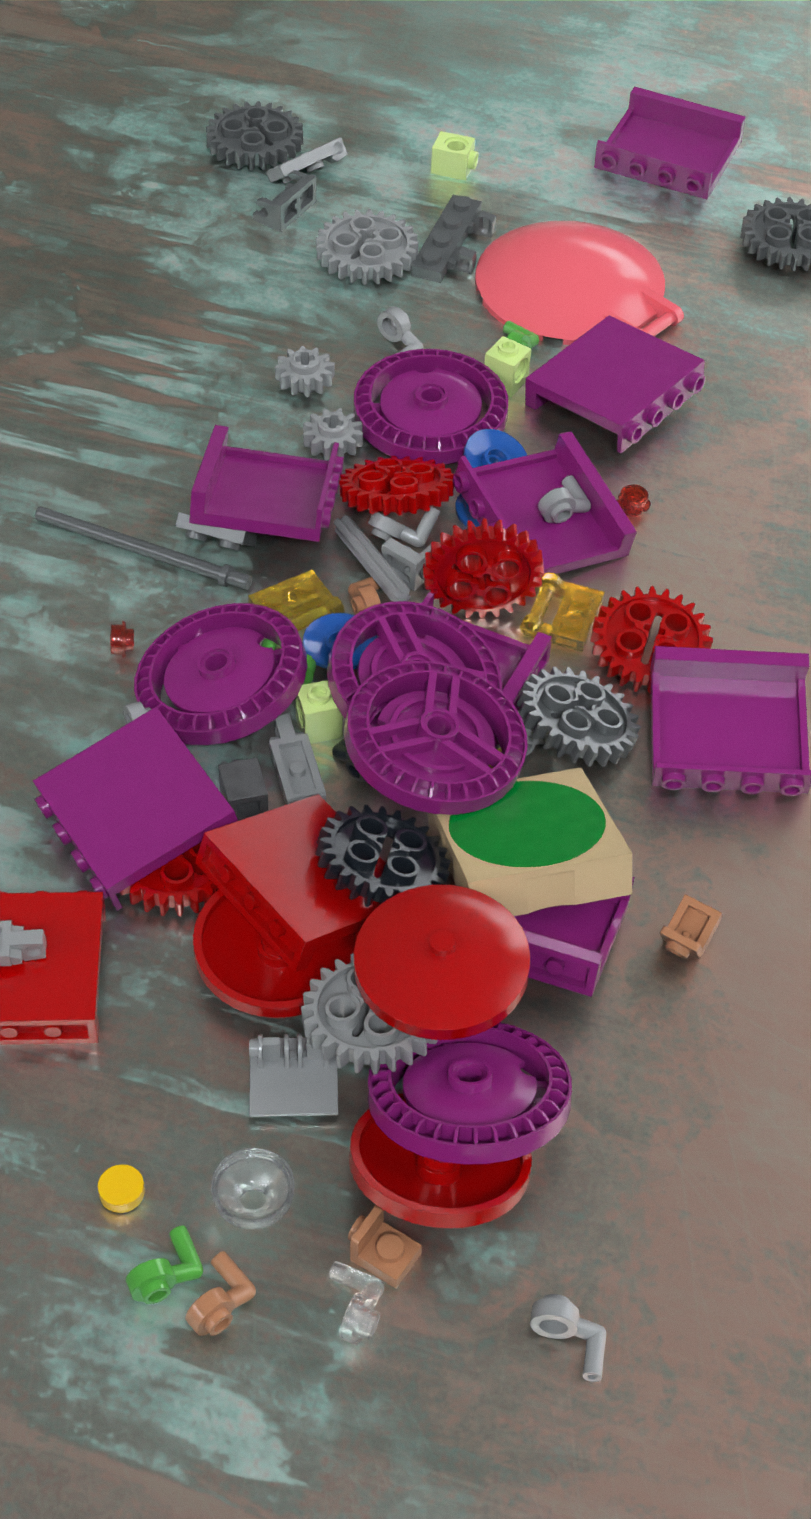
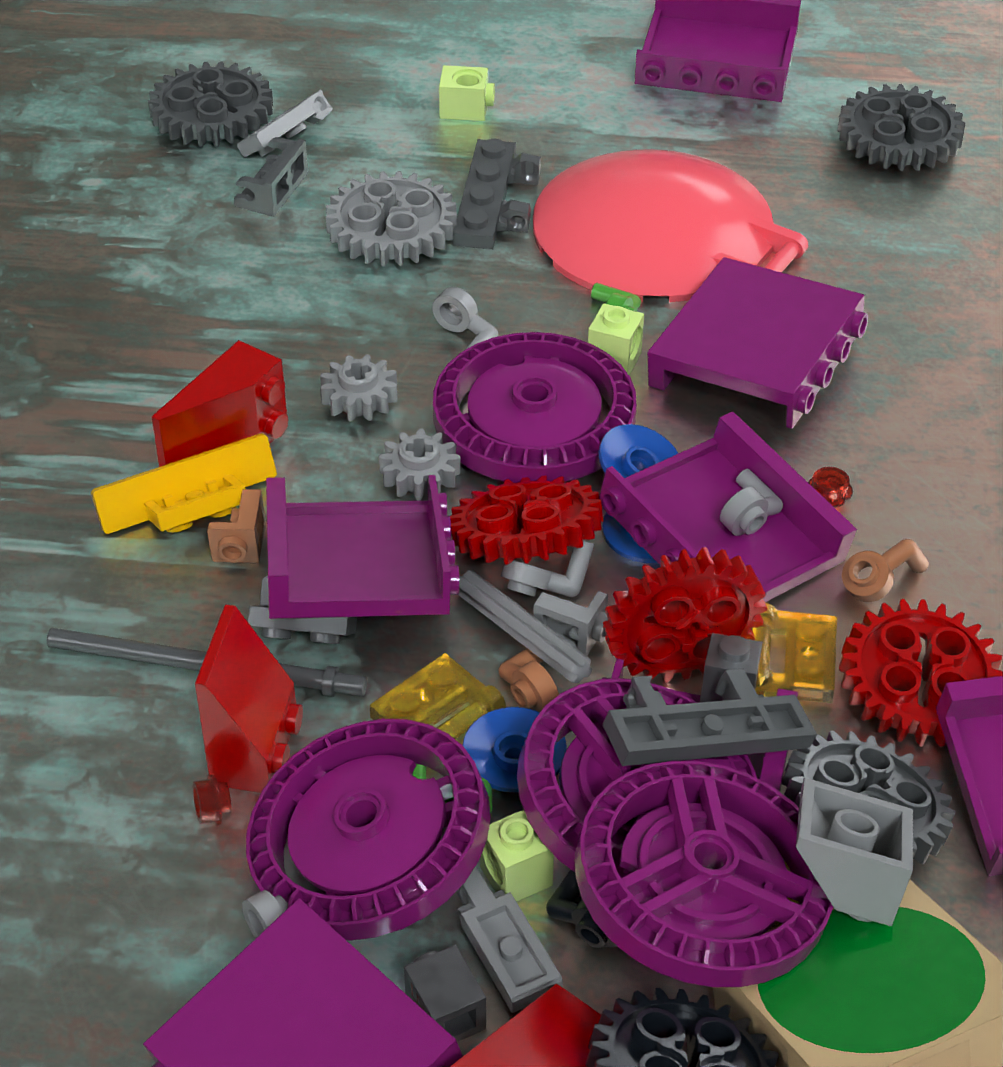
camera: 10 degrees left, 5 degrees down
(155, 576) = (244, 706): none -> red slope
(159, 424) = (186, 488): none -> yellow bracket
(185, 466) = (243, 536): none -> nougat bracket
(195, 375) = (224, 404): none -> red slope
(472, 647) = (736, 726): none -> dark grey hinge
(507, 617) = (725, 654): none -> flat silver brick
(541, 739) = (856, 849): none -> light grey slope
(648, 563) = (882, 576): none -> nougat plate

